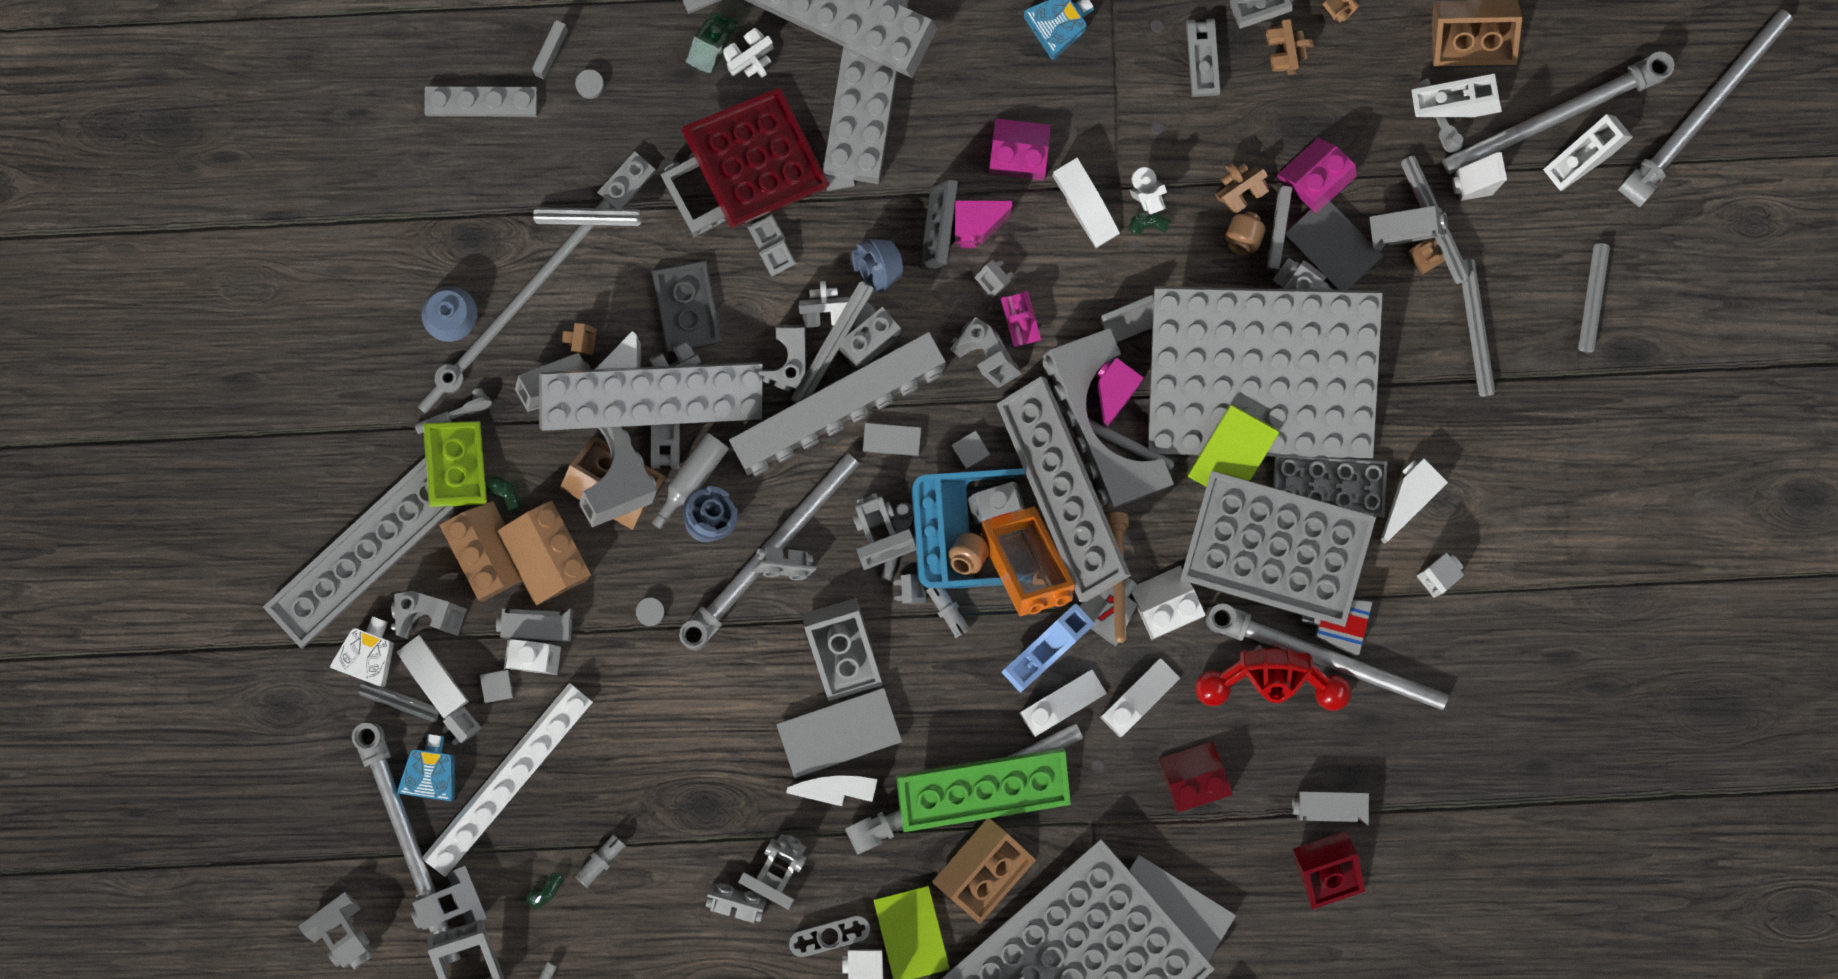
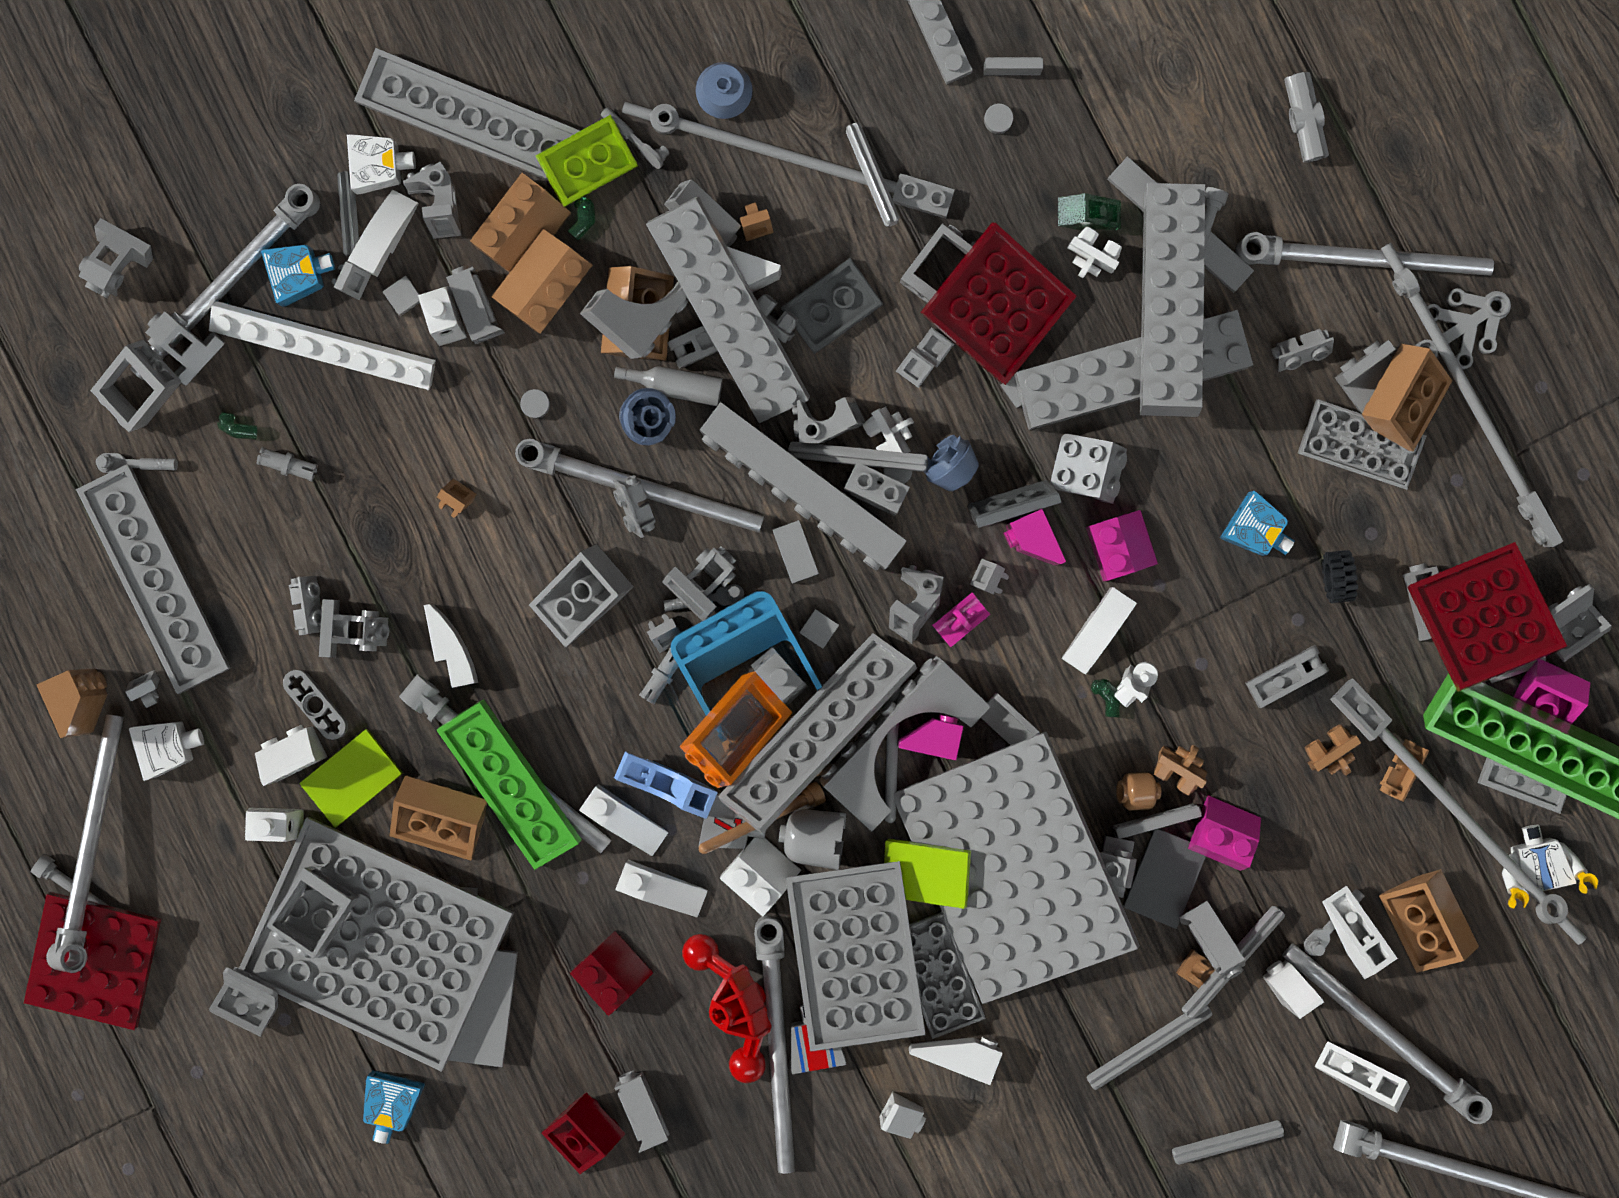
camera: 65 degrees right, 5 degrees up
(701, 720) = (455, 496): none -> medium nougat tile
(839, 733) = (502, 628): light grey tile -> none
(937, 145) = (1089, 467): none -> light grey bracket
(968, 553) = (719, 671): medium nougat head -> none
(1155, 538) = (814, 837): none -> light grey cylinder

